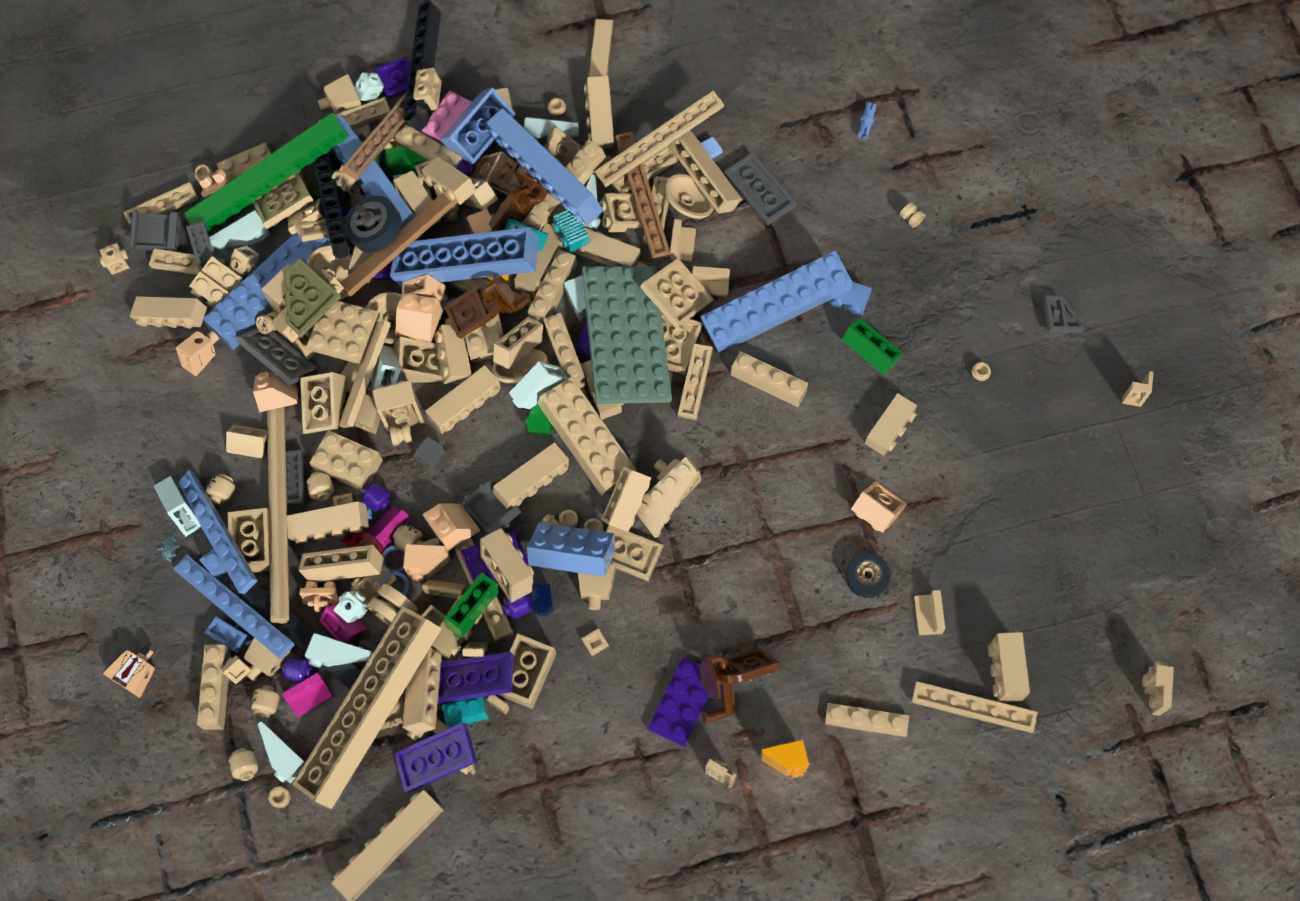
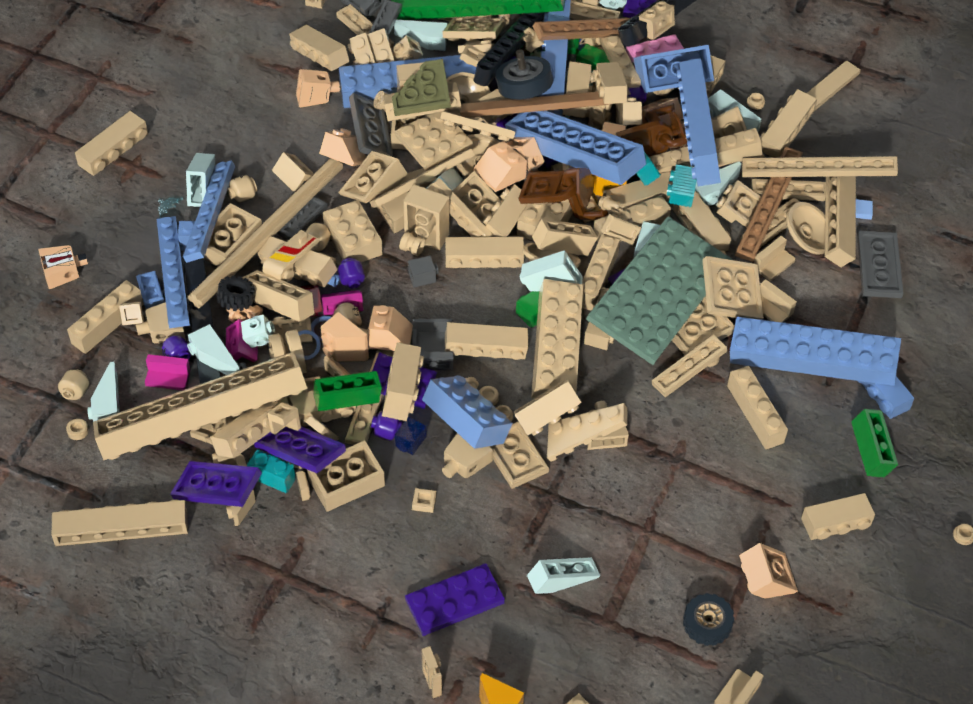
camera: 35 degrees right, 15 degrees down
(69, 529) = (111, 143): none -> tan brick
(265, 701) = (131, 353): tan head -> none
(310, 597) = (233, 285): none -> black tyre
(320, 533) = (281, 261): none -> tan door
(365, 299) = (484, 128): none -> tan plate
(419, 381) = (460, 211): none -> tan plate
(443, 665) = (283, 416): none -> tan panel
(531, 288) = (607, 203): none -> tan pin
(554, 303) = (621, 229): none -> tan tile
(719, 679) = (506, 596): reddish brown plate -> none
(743, 622) = (559, 574): none -> light aqua slope

